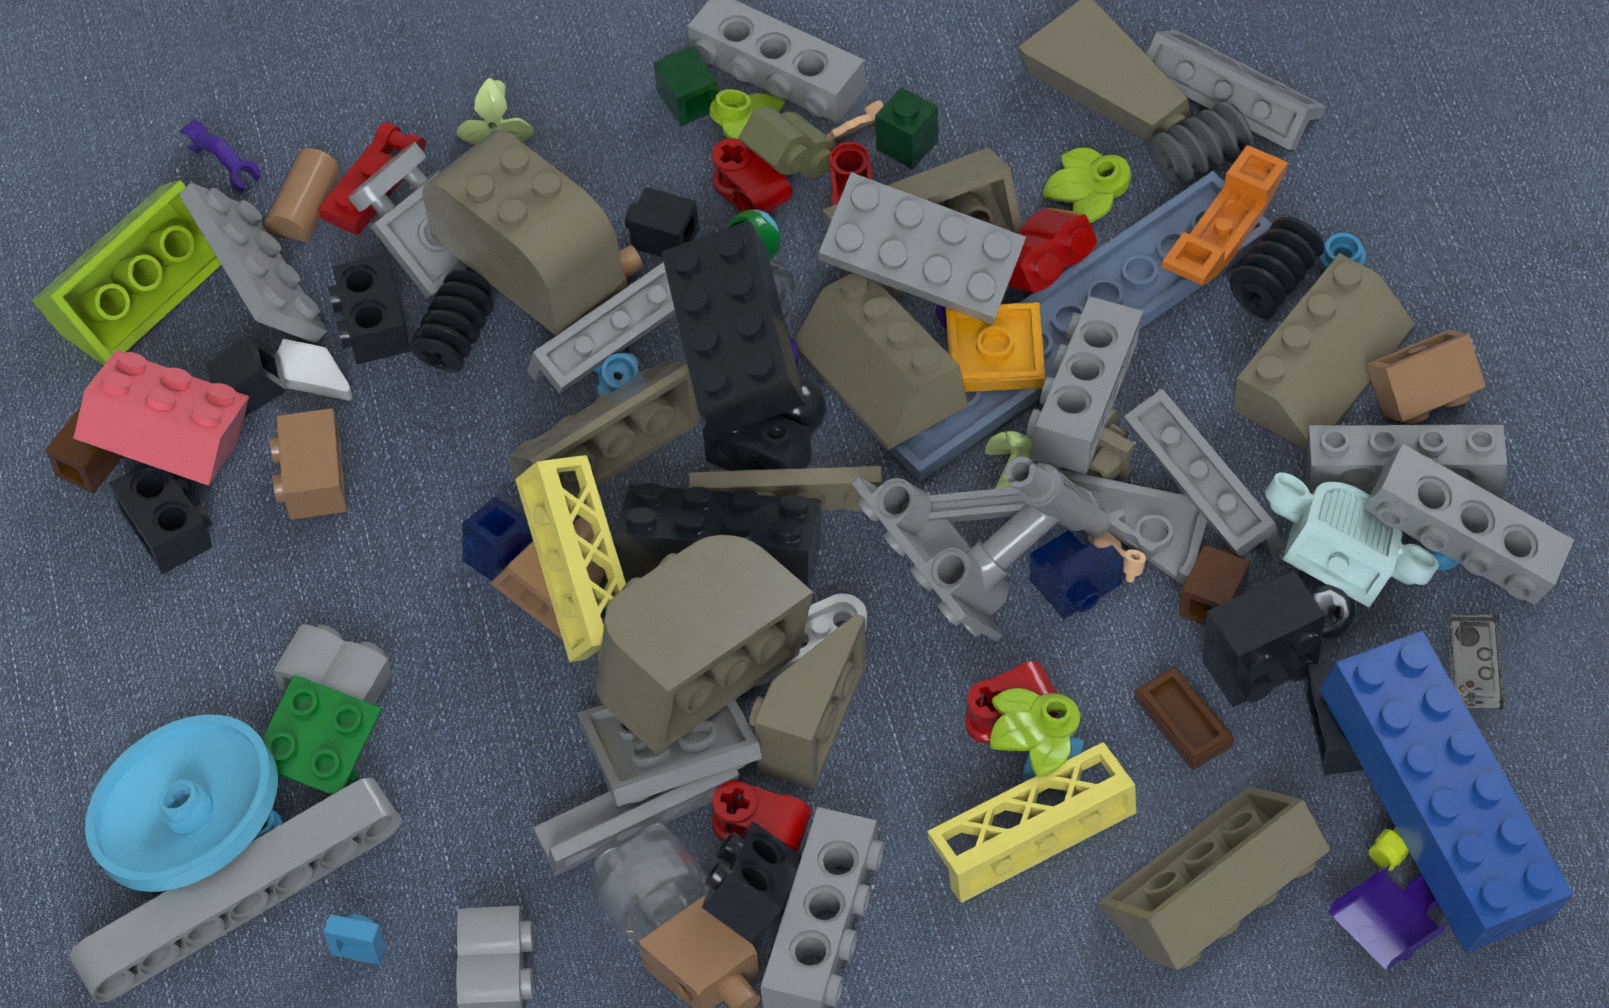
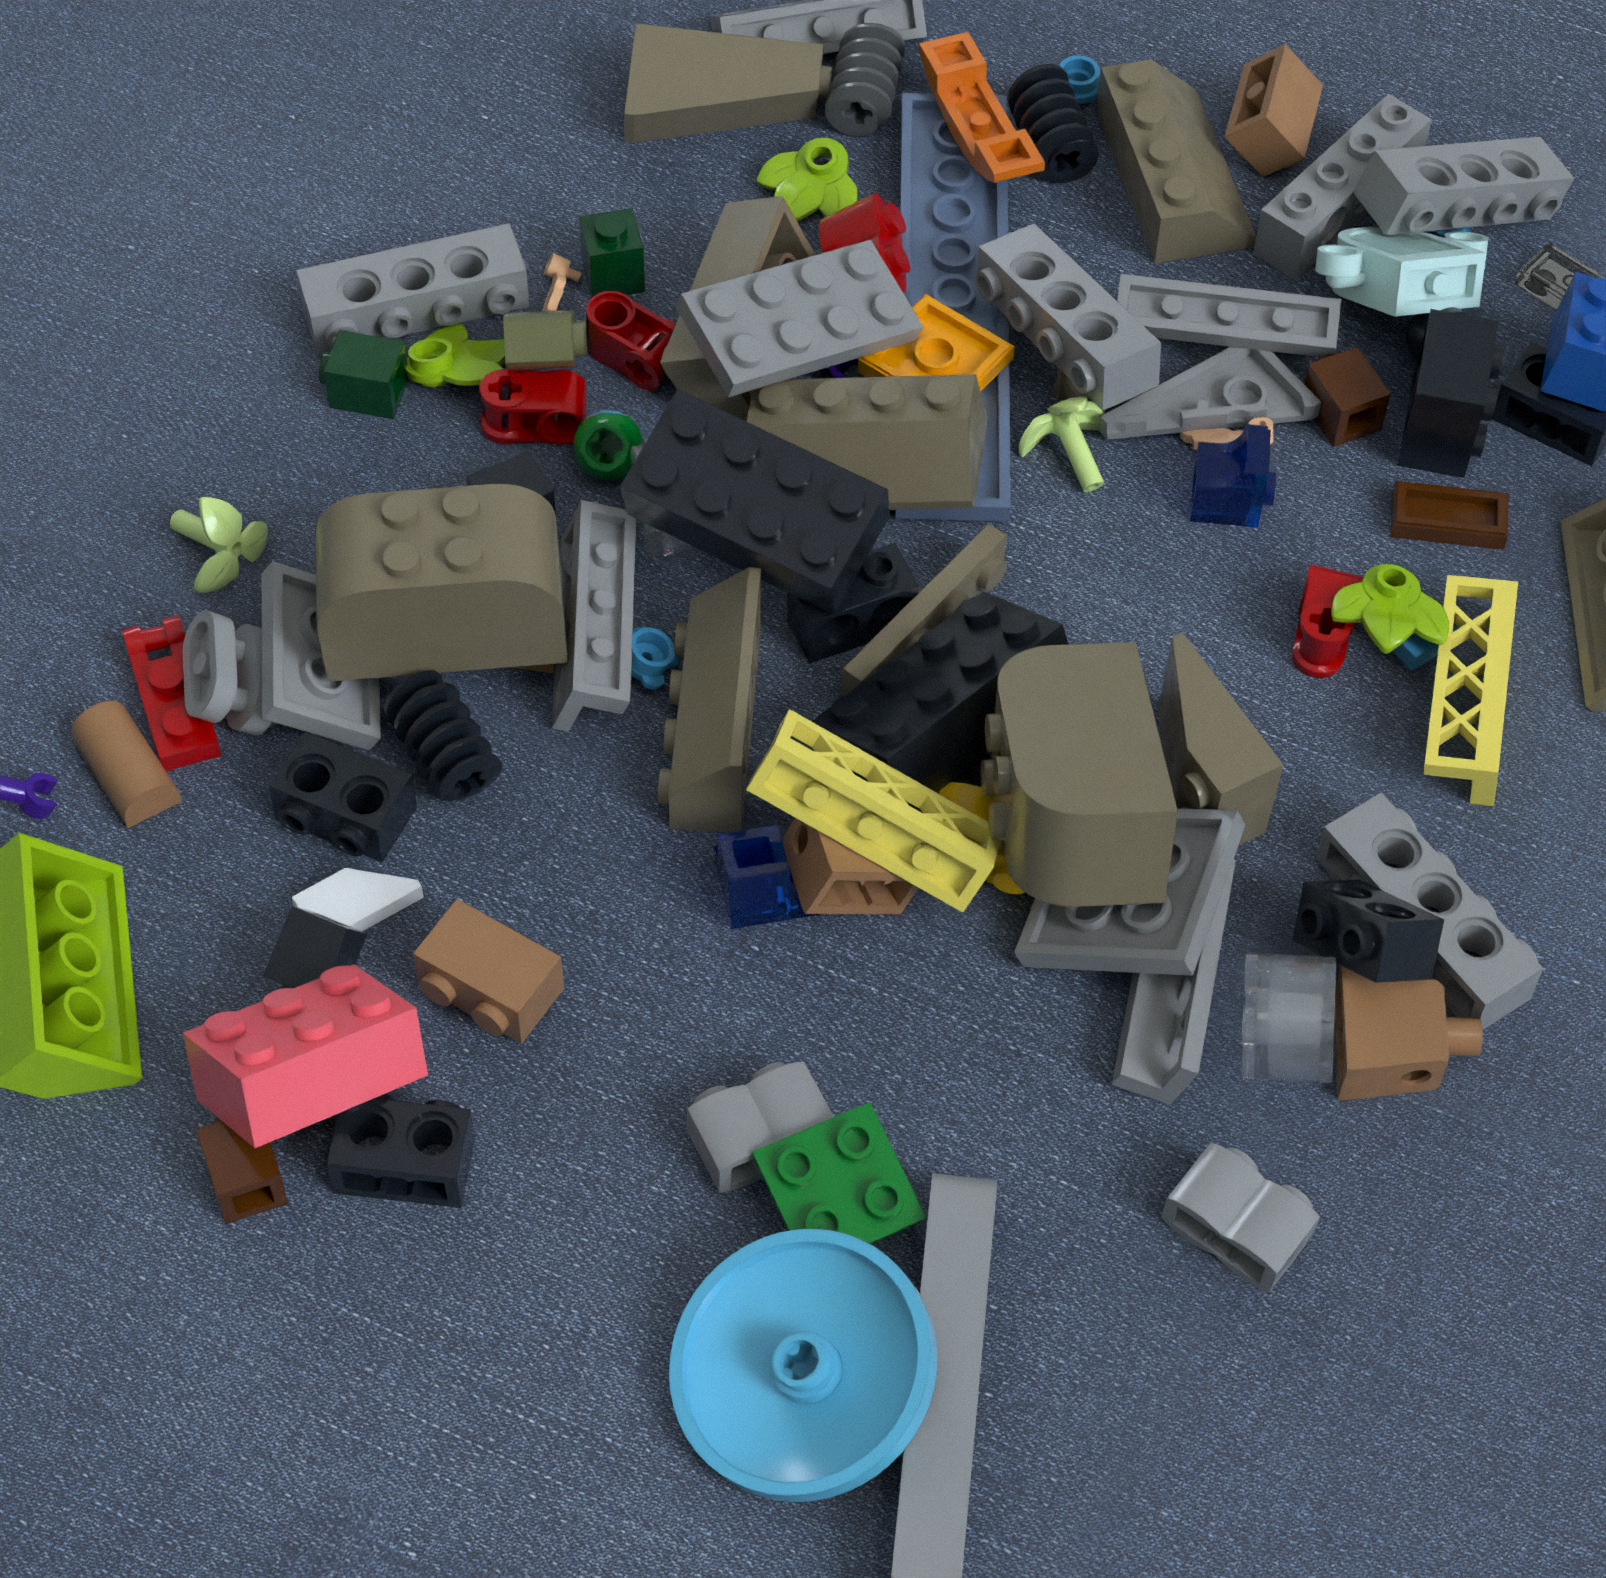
camera: 55 degrees left, 0 degrees up
(254, 262) = (163, 843): light grey plate -> none
(355, 938) = (1106, 1317): dark azure plate -> none
(777, 813) = (1270, 888): red piece -> none
(969, 577) = (1142, 543): light grey plate -> none

